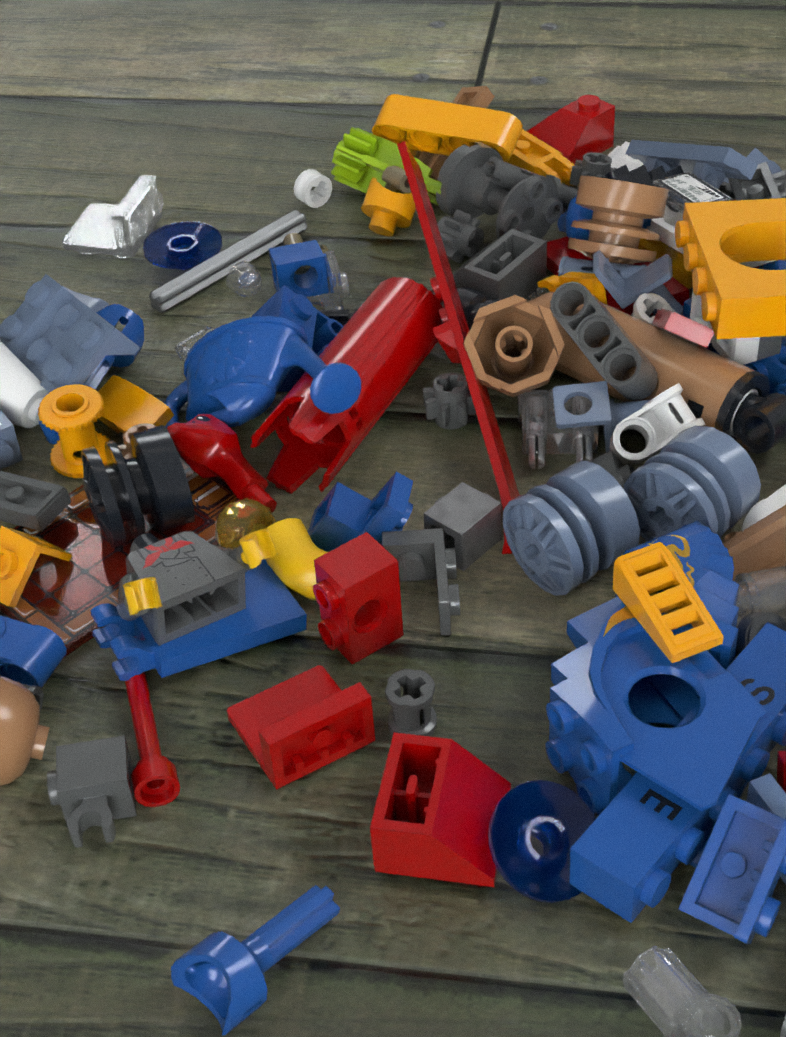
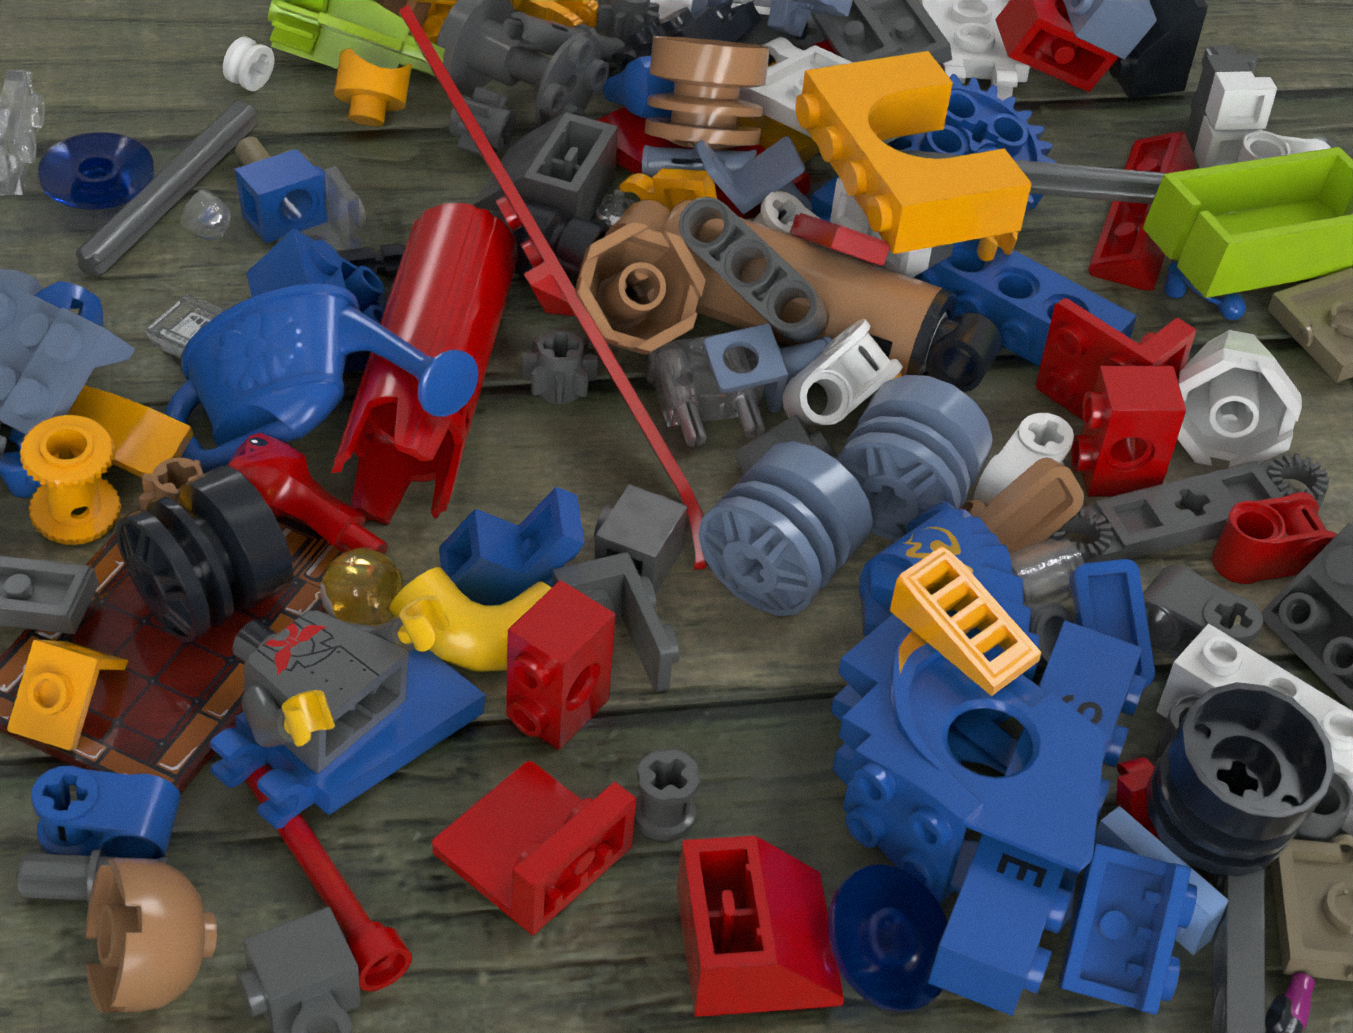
camera: 25 degrees left, 5 degrees up
(396, 179) = (380, 47): dark tan arm -> none
(689, 189) = (790, 46): tile -> none

